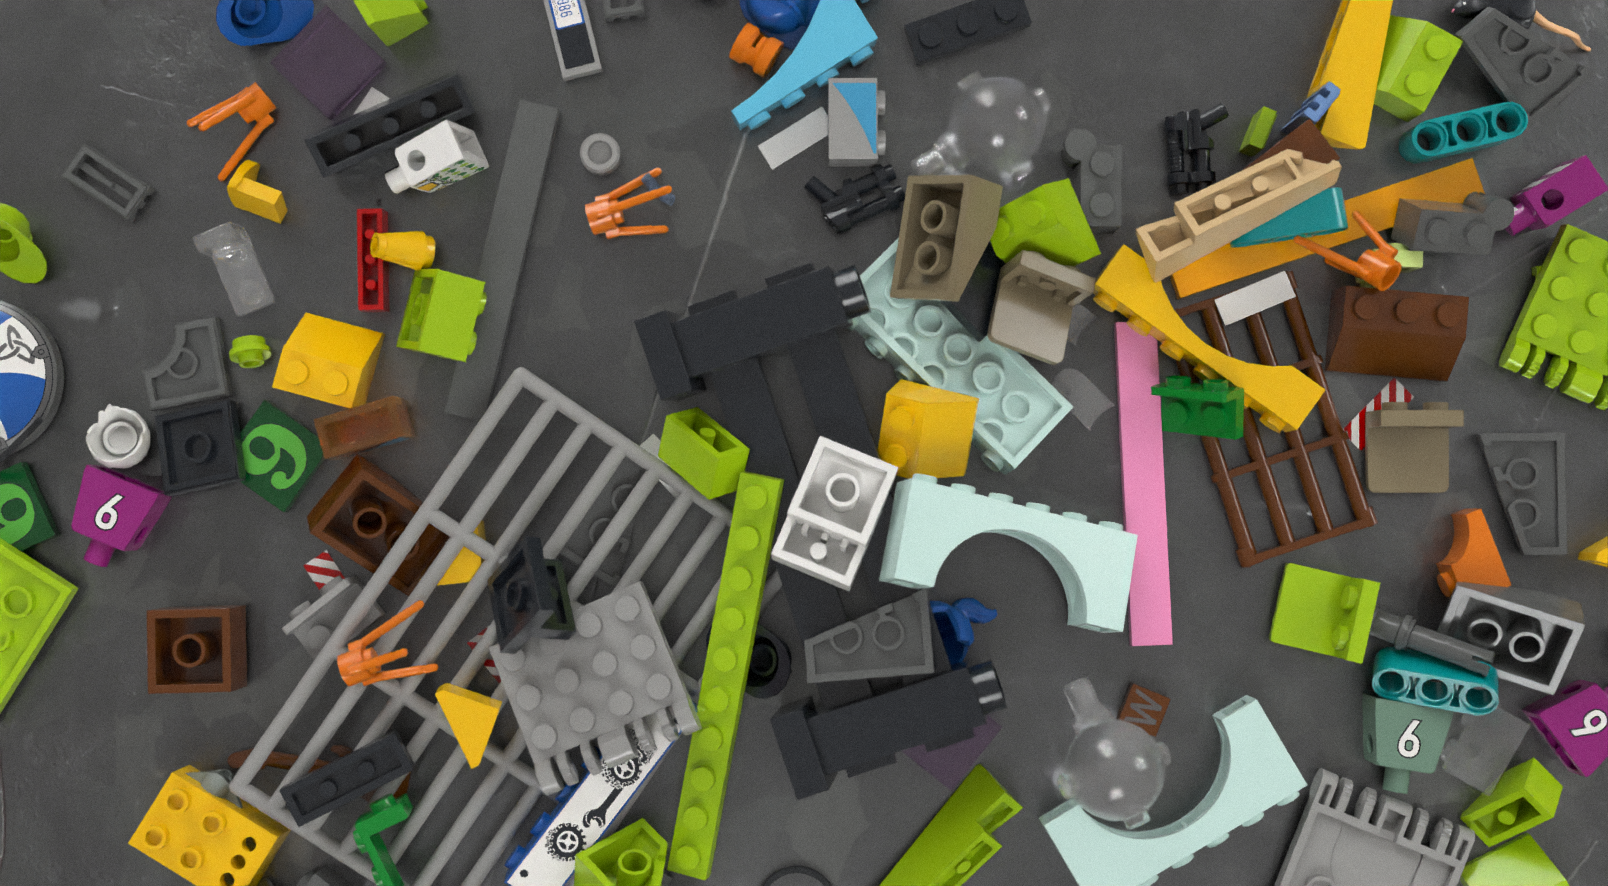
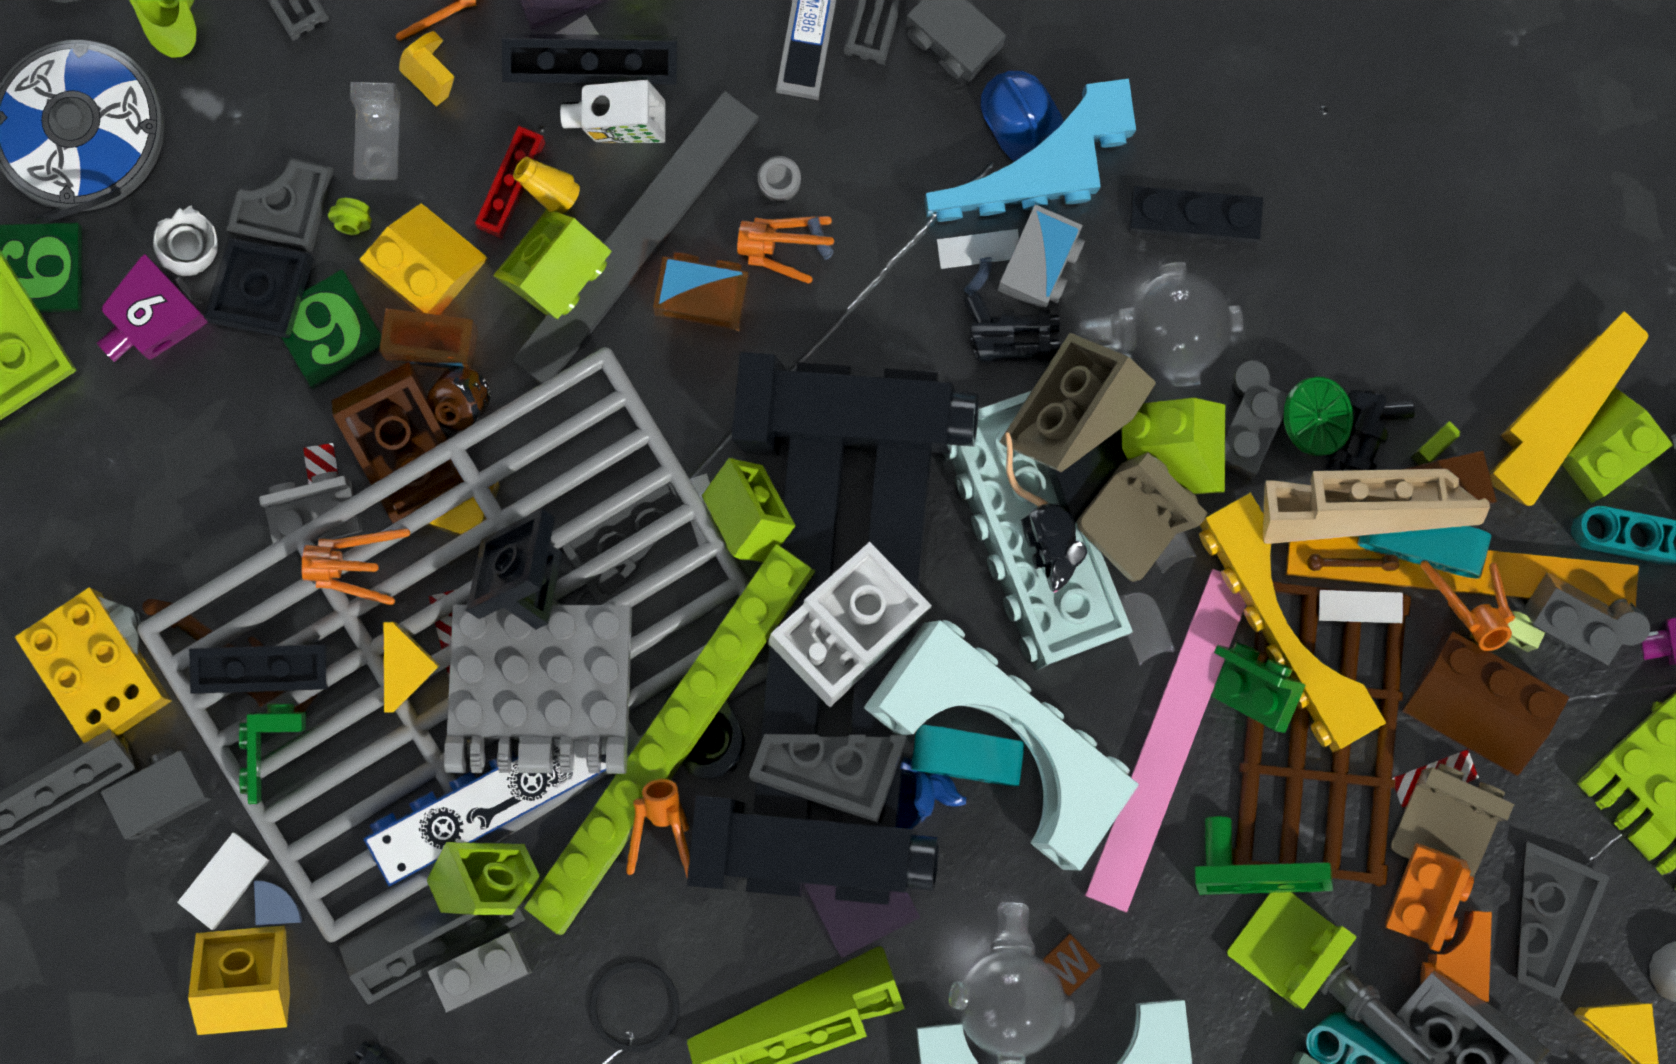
camera: 20 degrees right, 5 degrees down
(196, 649) = (166, 479): reddish brown brick -> none
(413, 466) = (459, 398): none -> reddish brown head
(578, 281) = (701, 291): none -> clear orange brick
(745, 738) = (663, 808): none -> orange plant
(756, 50) = (977, 146): orange wheel -> none
(809, 157) = (984, 265): none -> sand blue leg
(927, 430) = (977, 587): yellow slope -> none
(967, 354) = (1050, 531): none -> black animal
(983, 576) = (967, 755): none -> teal beam
(1150, 152) = (1318, 416): none -> green wheel
(1202, 277) = (1388, 562): none -> reddish brown hinge
(1239, 579) = (1223, 877): none -> green piece
(1313, 107) = (1500, 442): medium blue tile -> none
(1421, 517) = (1430, 896): none -> orange bracket

